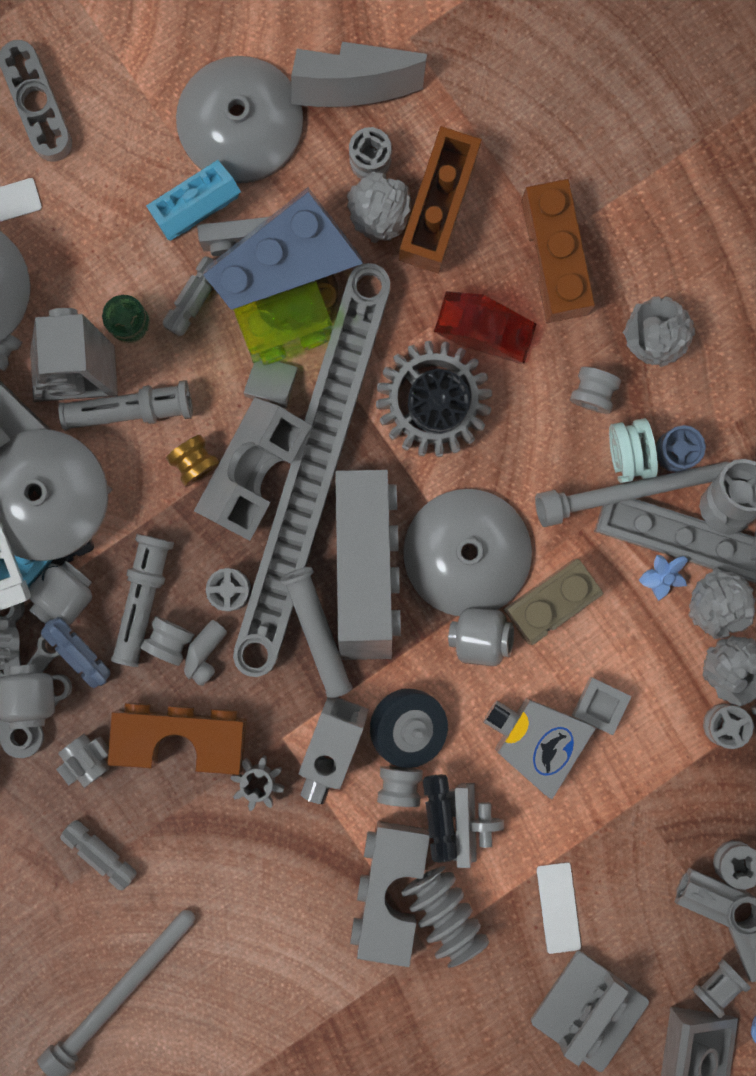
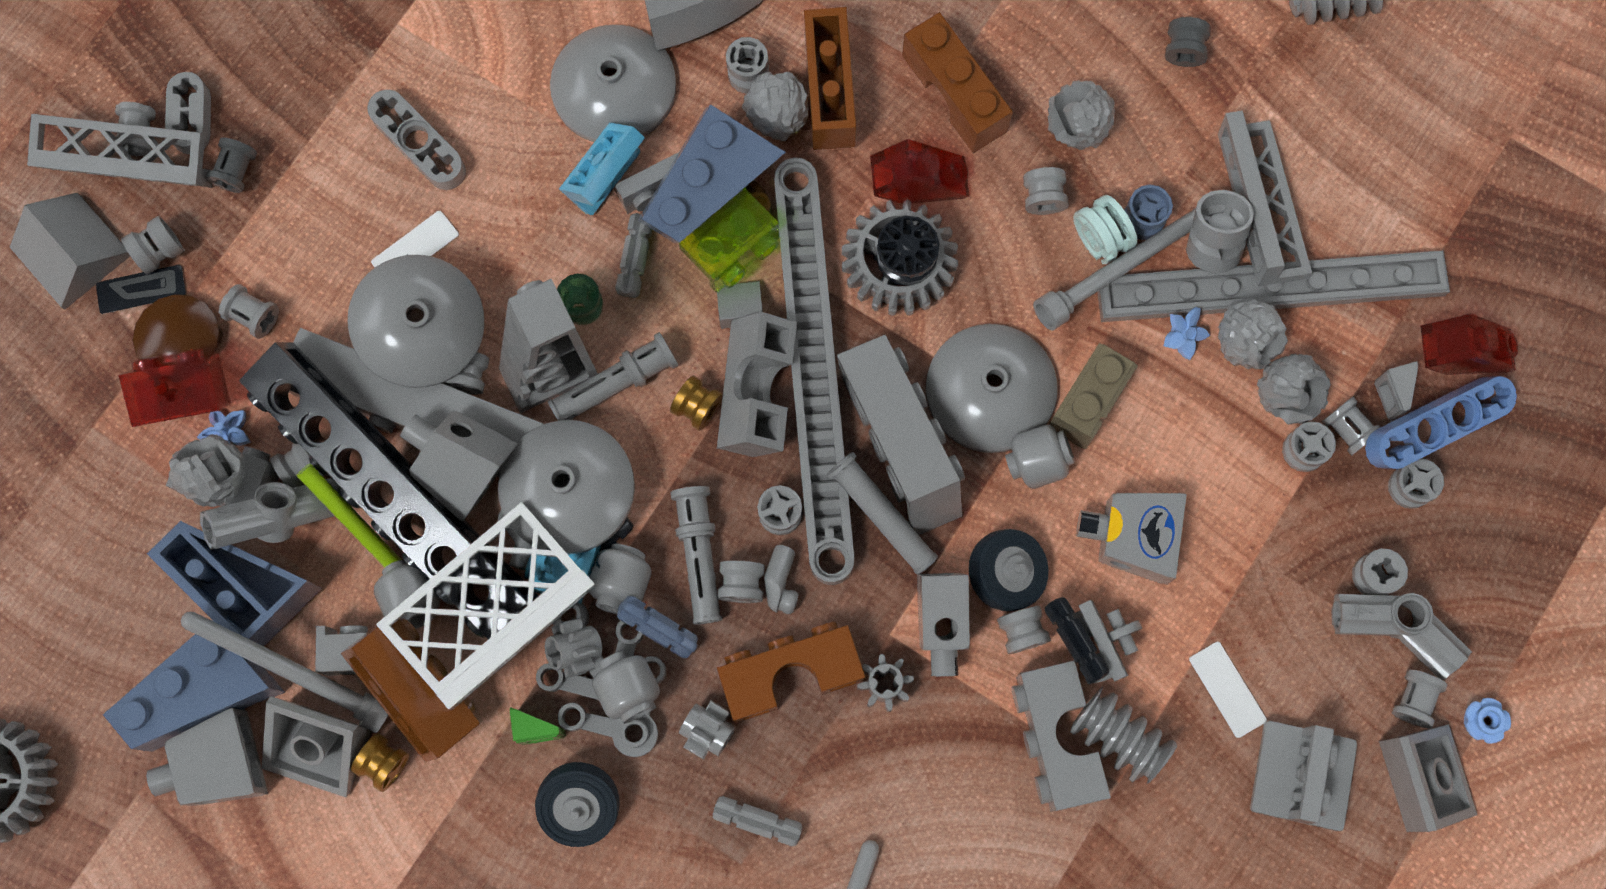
camera: 15 degrees left, 10 degrees down
(601, 706) = (1182, 474): light grey plate -> none

